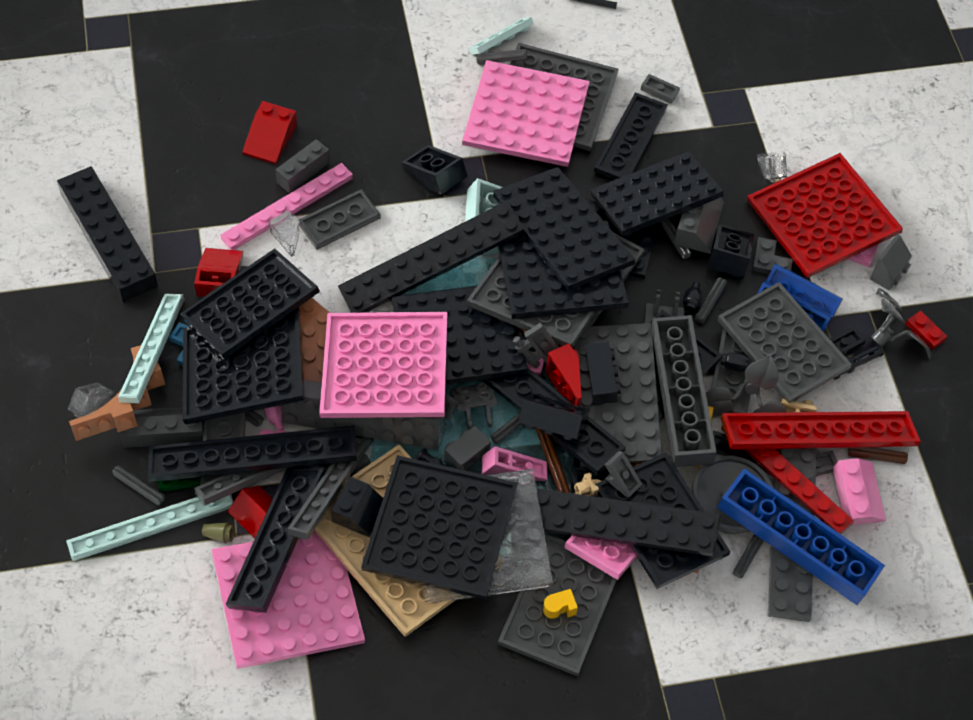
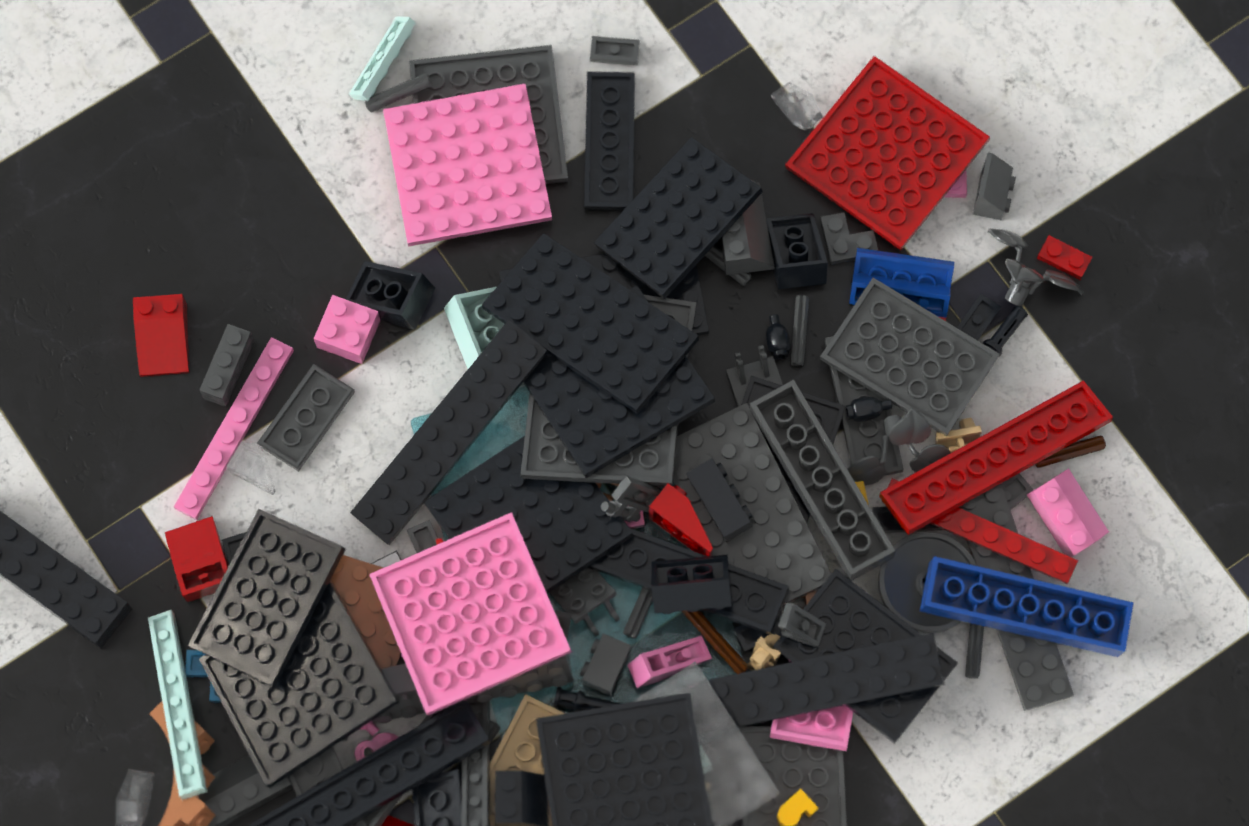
camera: 20 degrees left, 15 degrees up
(394, 176) = (347, 329): none -> bright pink brick

